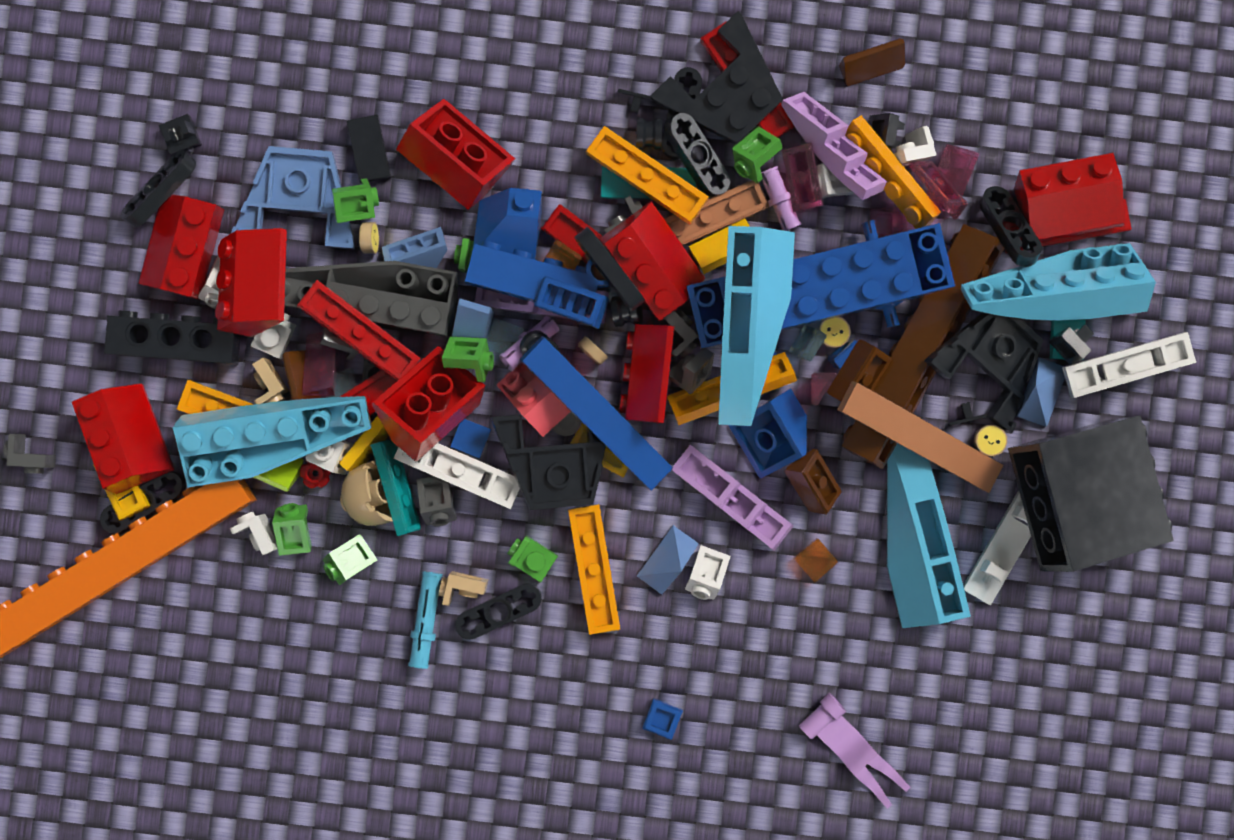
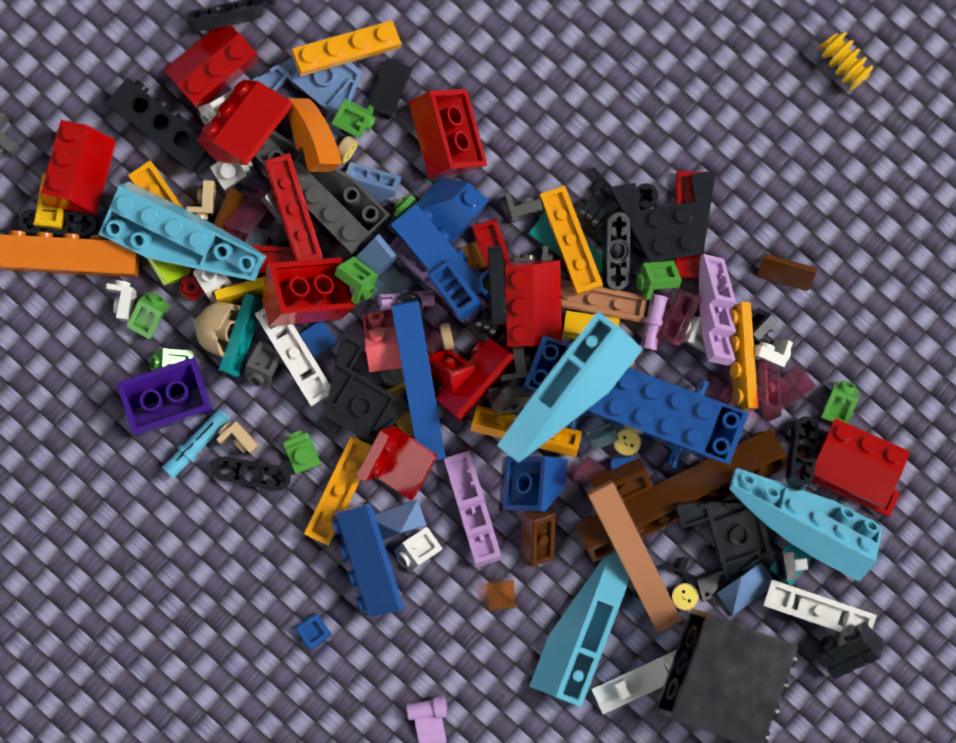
camera: 35 degrees right, 5 degrees down
(299, 139) = (346, 48): none -> light orange plate
(328, 247) = (313, 136): none -> orange slope
(364, 598) = (165, 397): none -> dark purple slope
(582, 175) = (526, 209): none -> dark grey bracket
(618, 380) = (449, 369): none -> red slope
(631, 504) = (398, 462): none -> bracket
(668, 618) = (367, 560): none -> blue slope
(1011, 151) = (841, 401): none -> bright green bracket
(1186, 383) = (849, 649): none -> black brick

